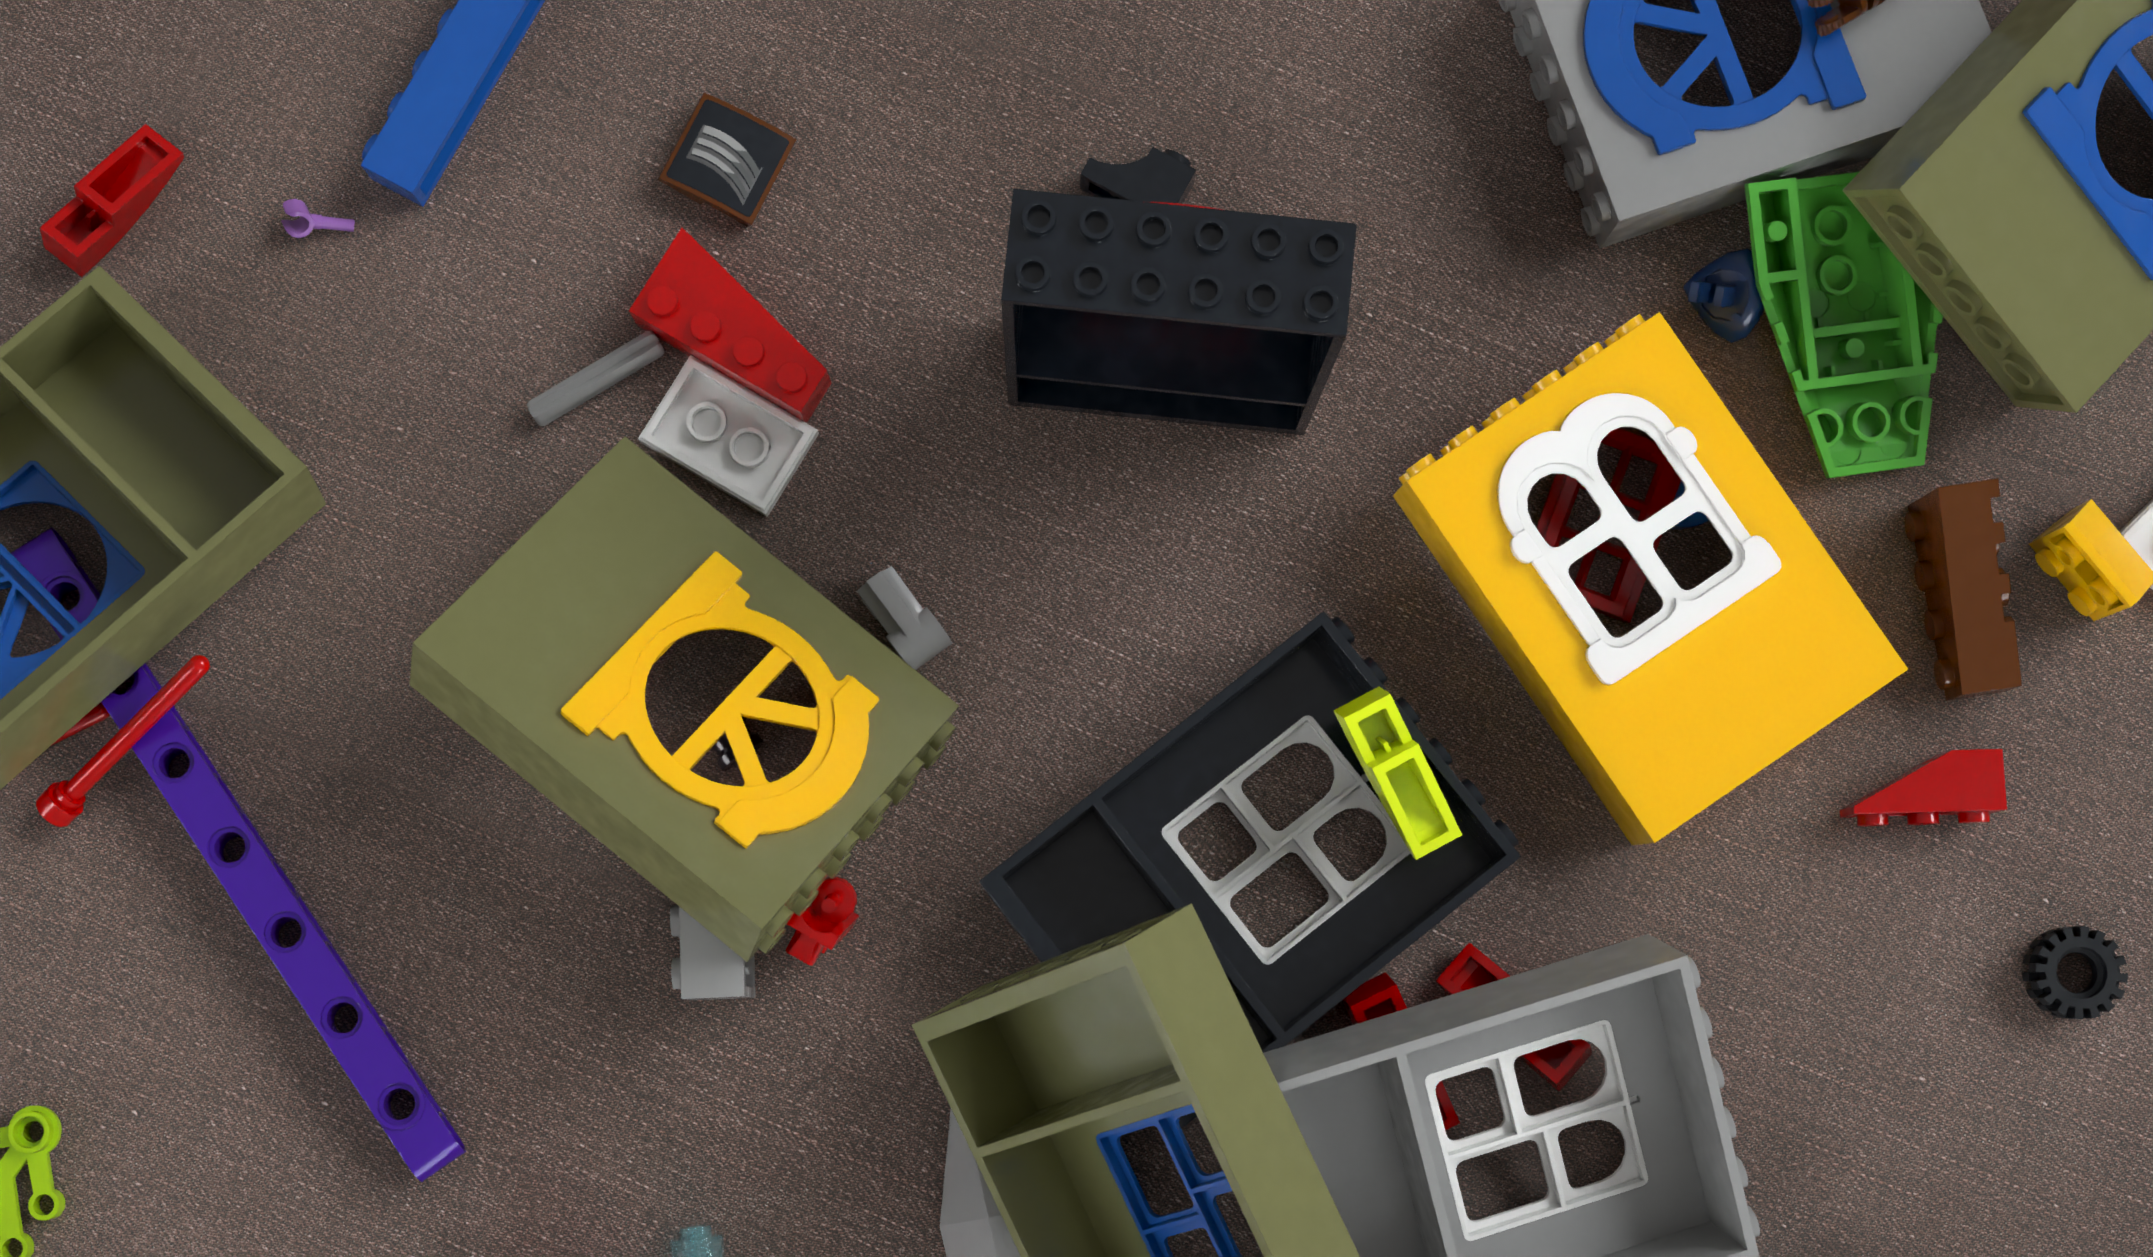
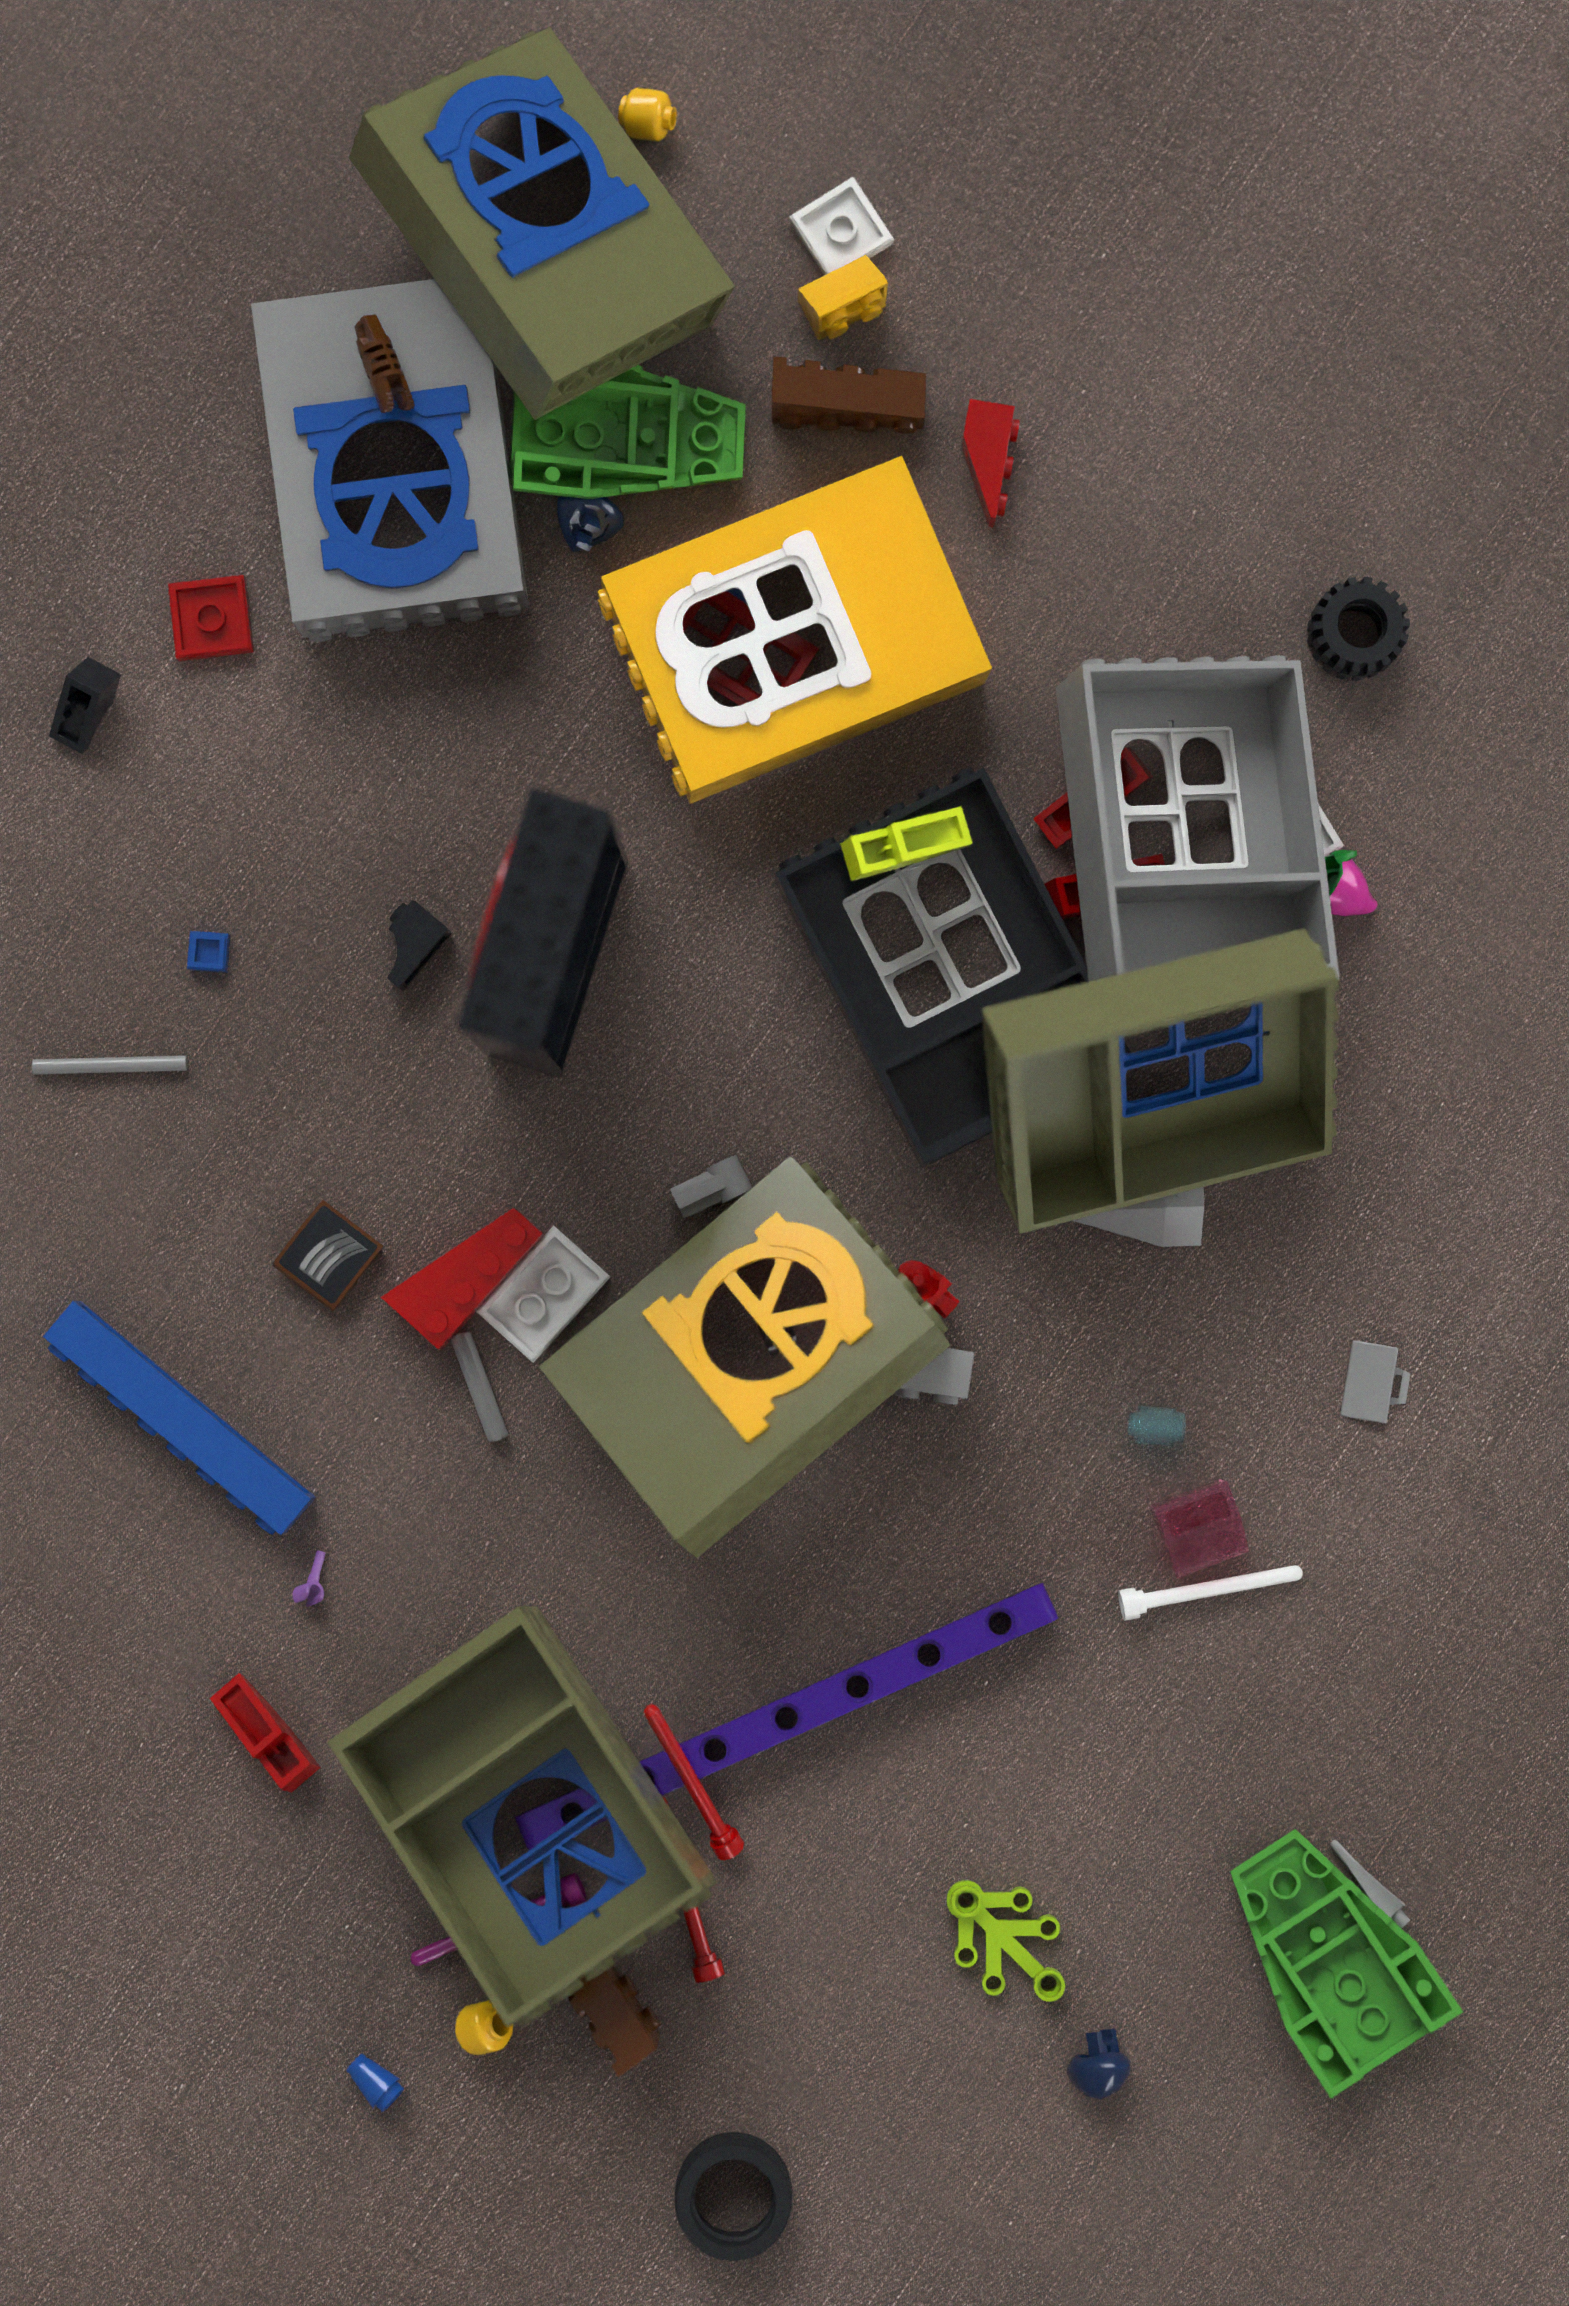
camera: 75 degrees left, 5 degrees up
(2104, 967) = (1150, 364): black tyre -> none

